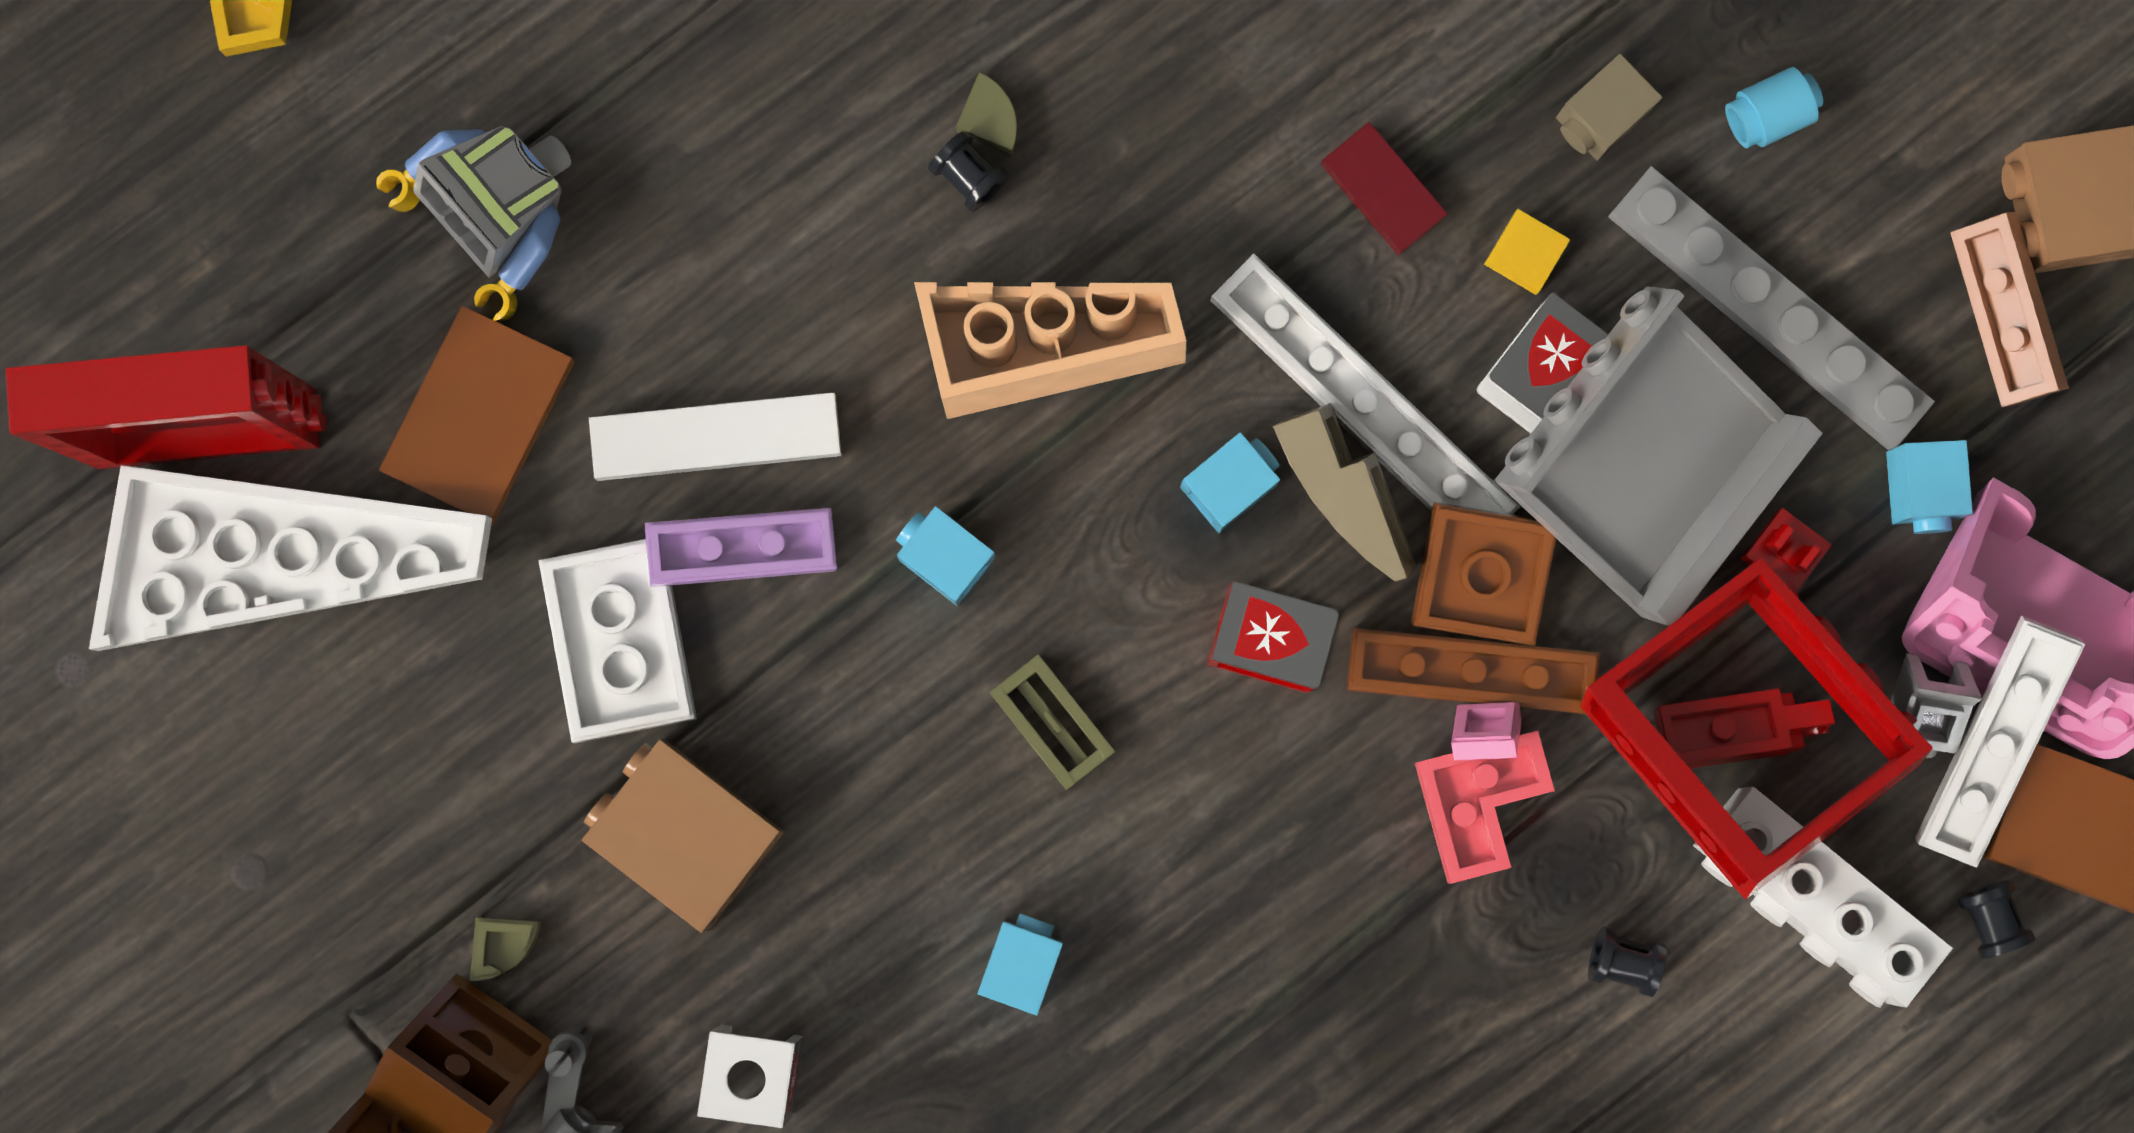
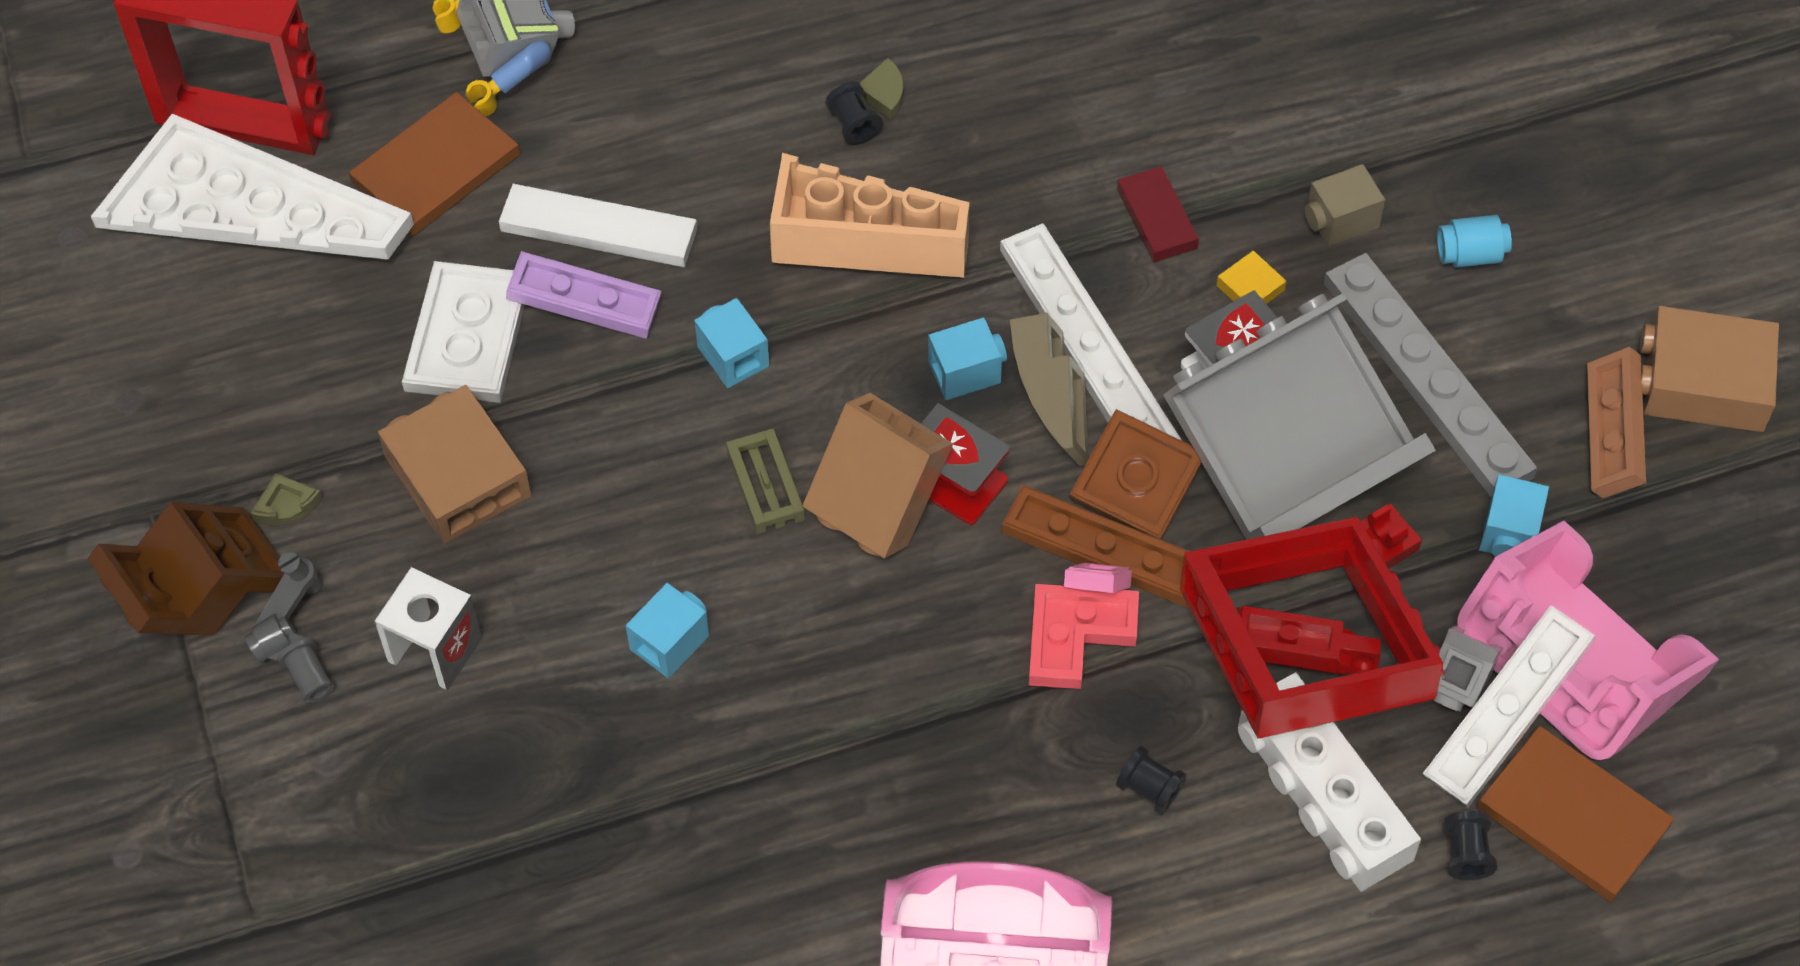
camera: 25 degrees right, 25 degrees down
(1197, 701) = (876, 475): none -> medium nougat brick

